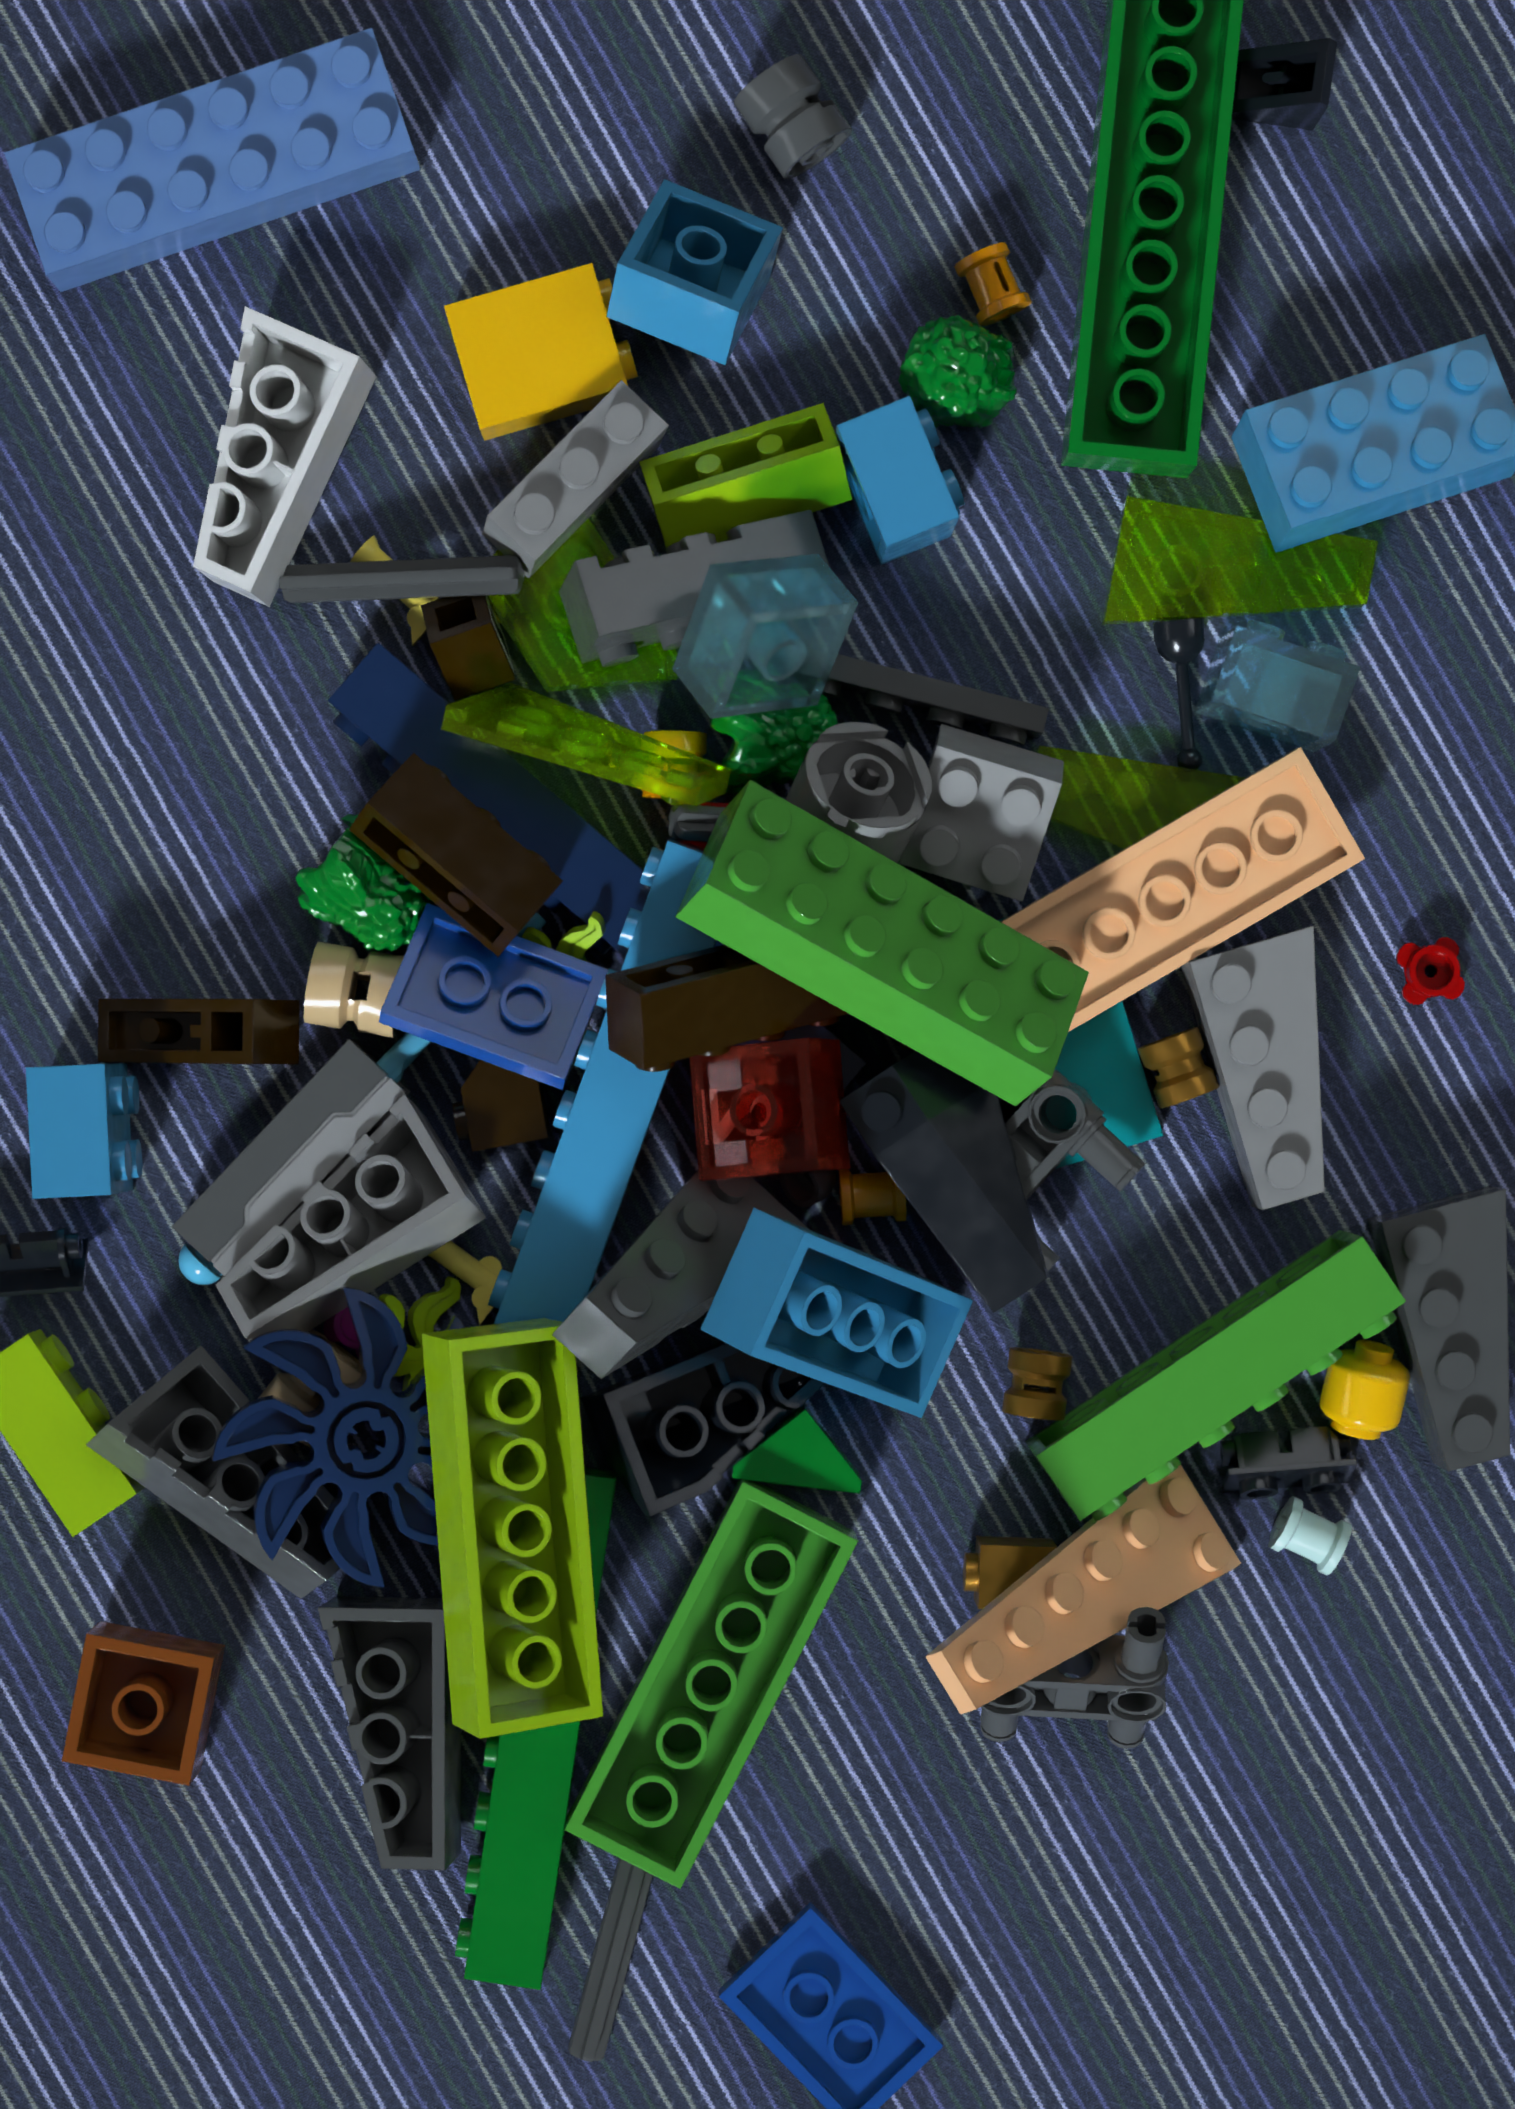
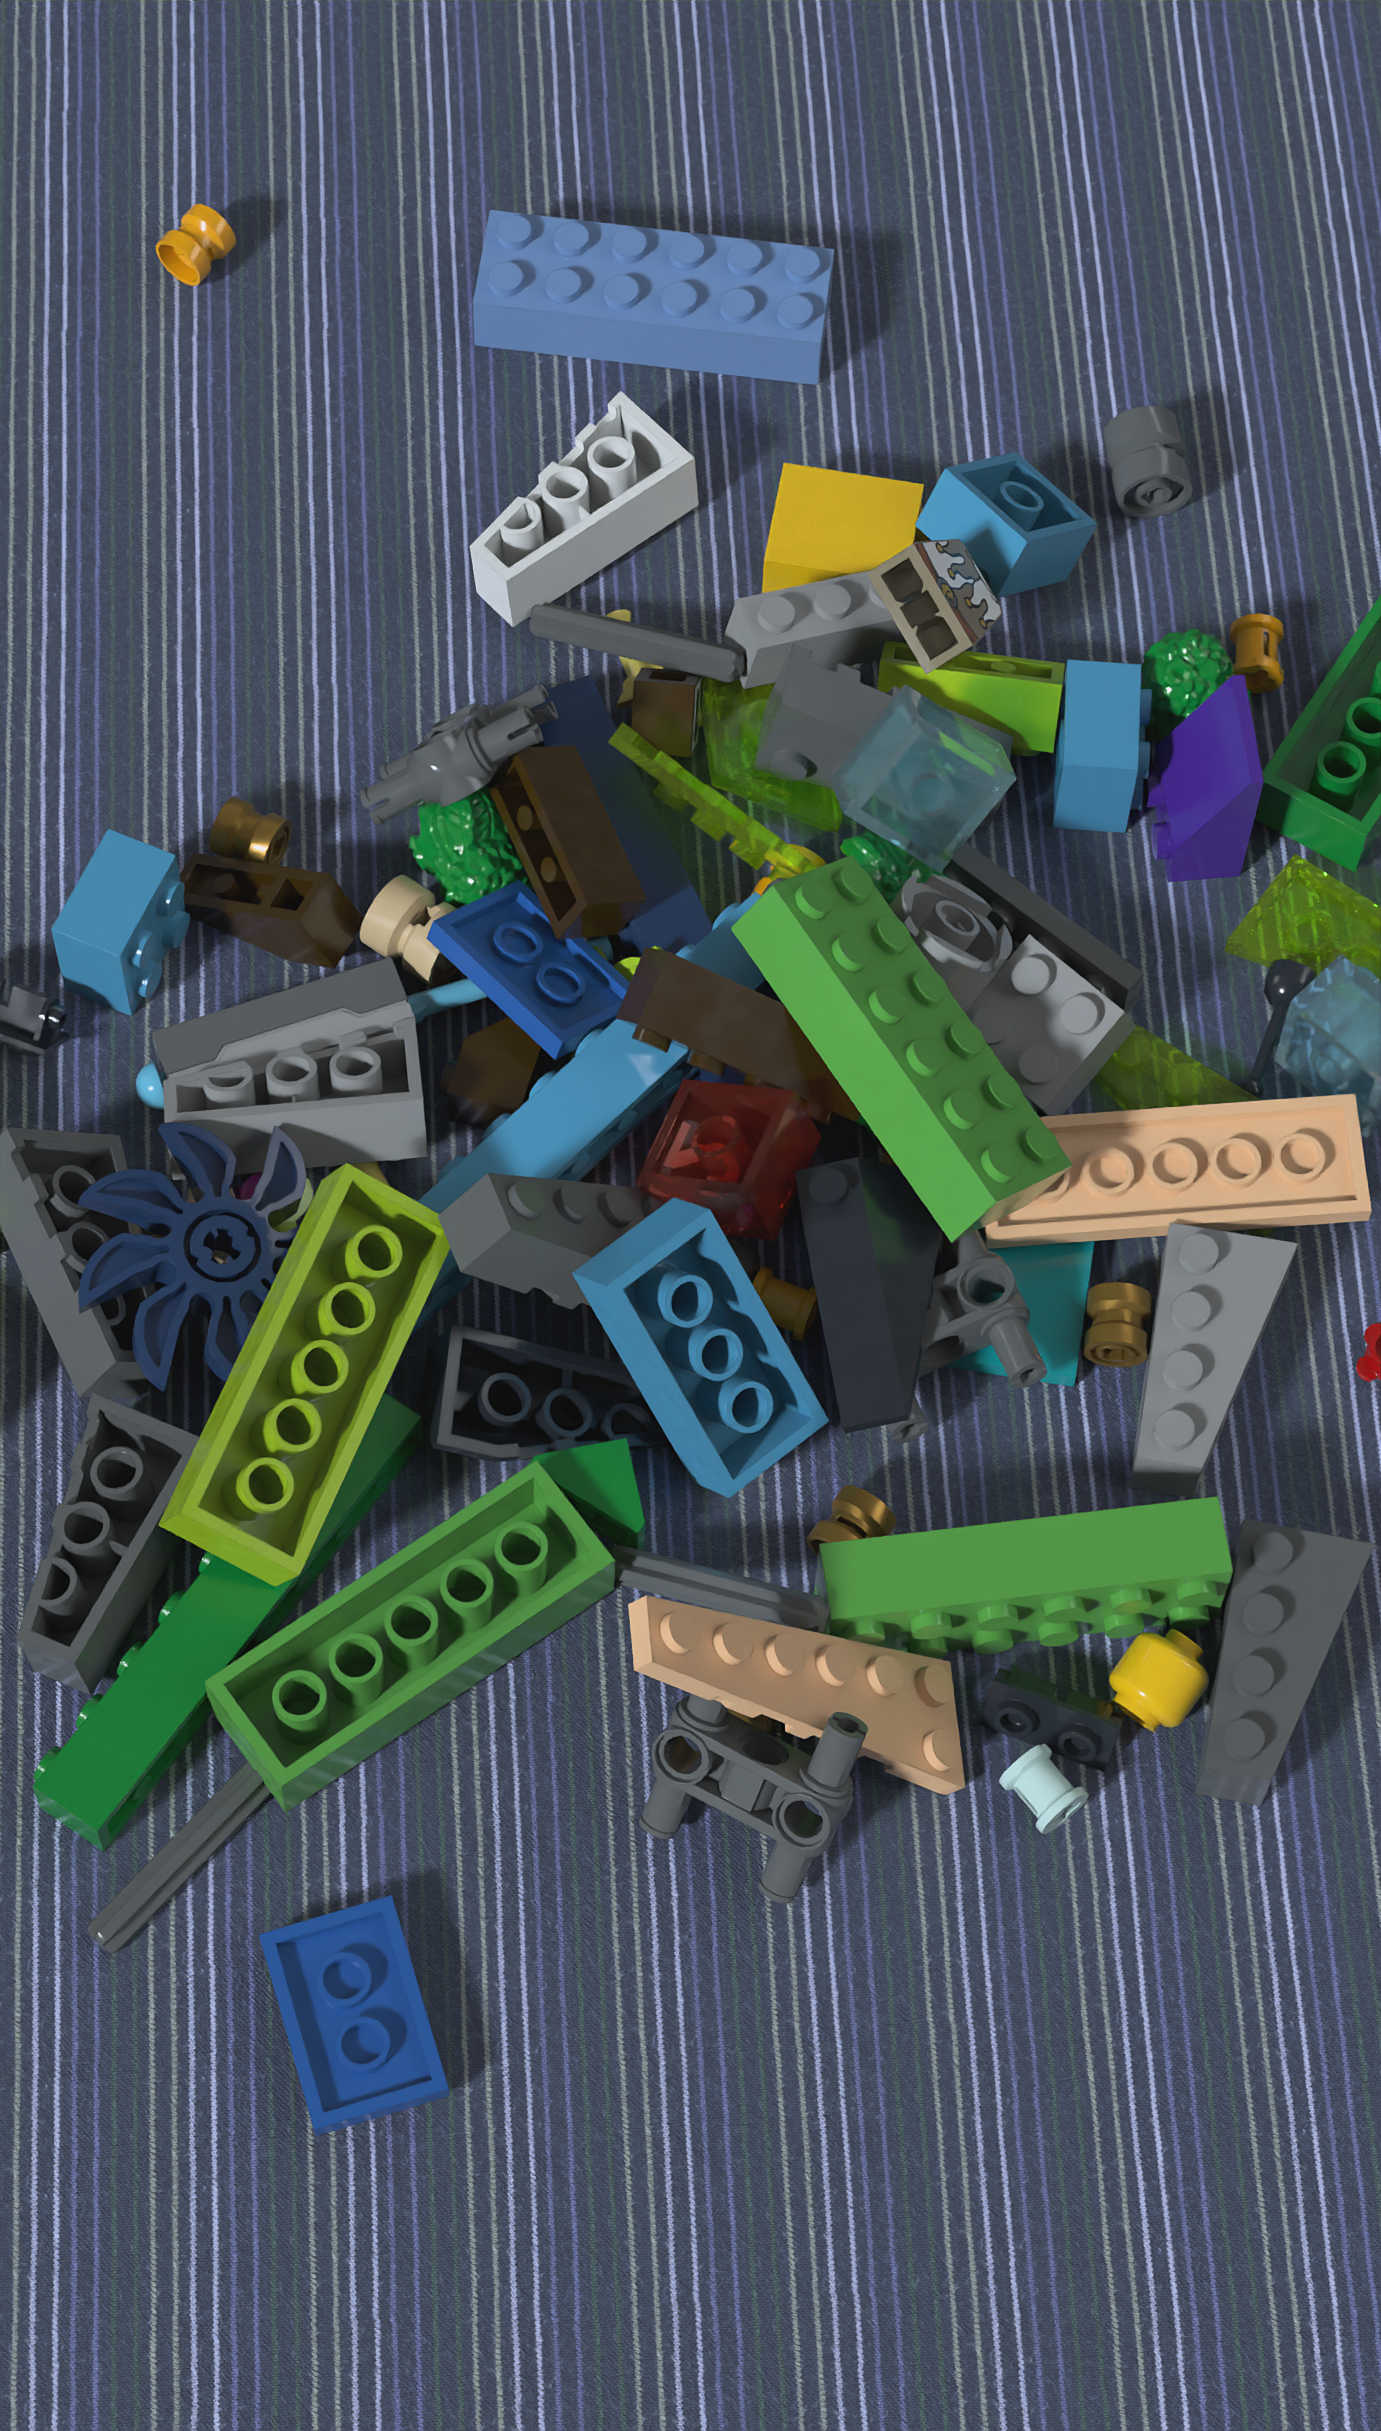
camera: 25 degrees right, 25 degrees down
(145, 963) = (249, 834): none -> pearl gold wheel
(308, 810) = (459, 754): none -> dark grey piece
(685, 421) = (937, 599): none -> dark tan torso
(957, 1517) = (719, 1589): none -> dark grey axle
(1021, 482) = (1206, 788): none -> dark purple slope

